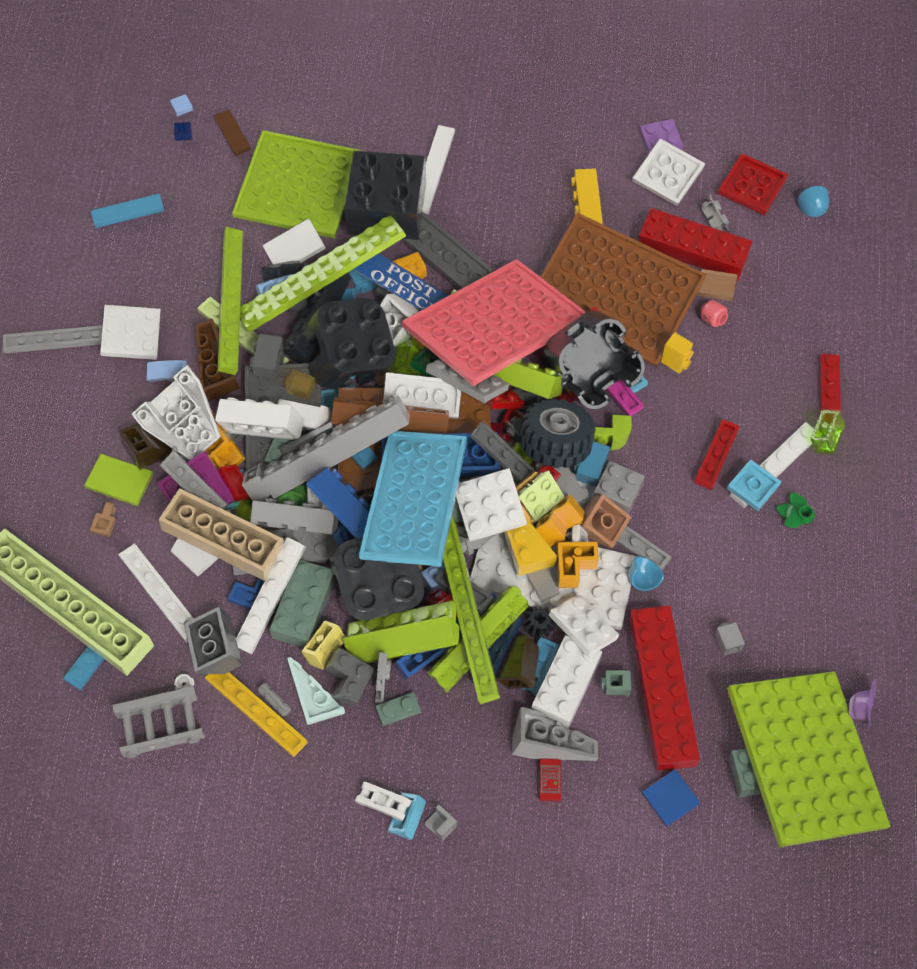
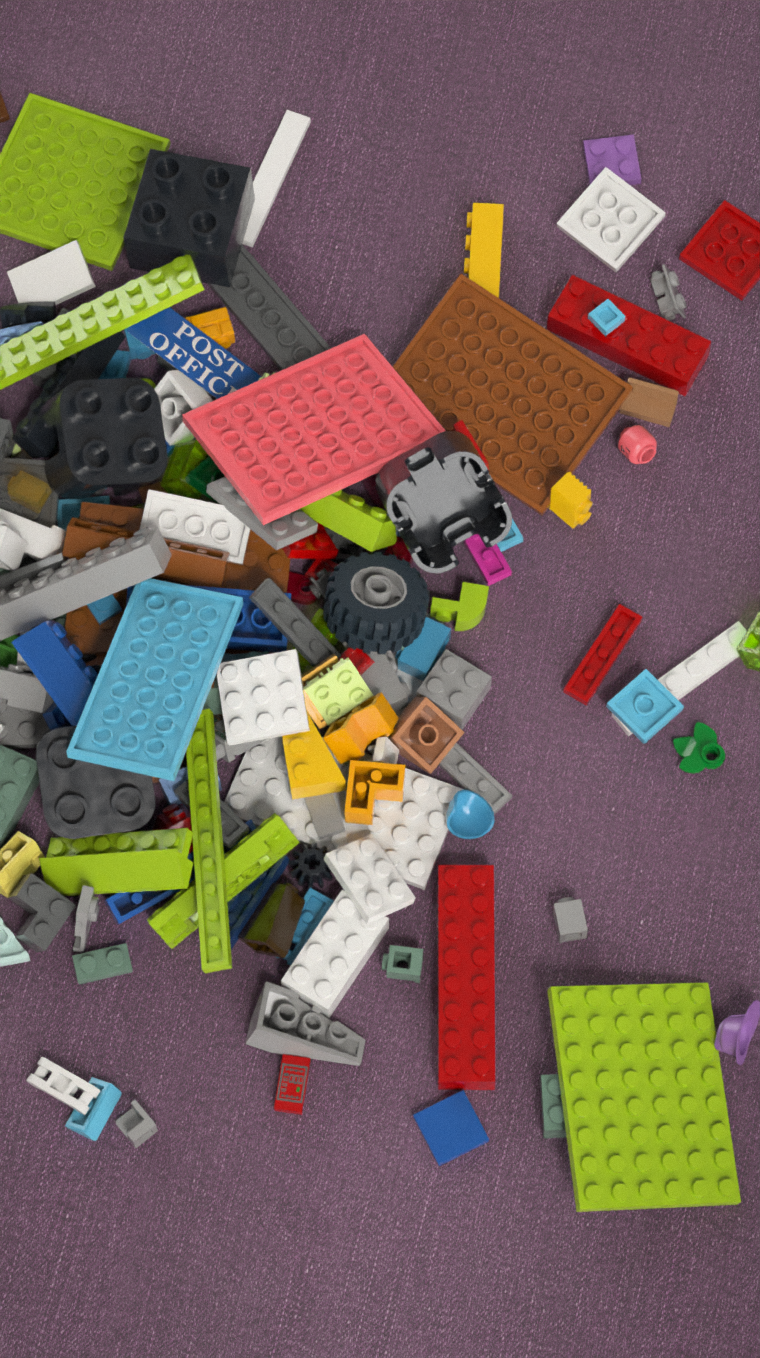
camera: 10 degrees right, 5 degrees up
(681, 230) = (606, 317): none -> medium azure plate

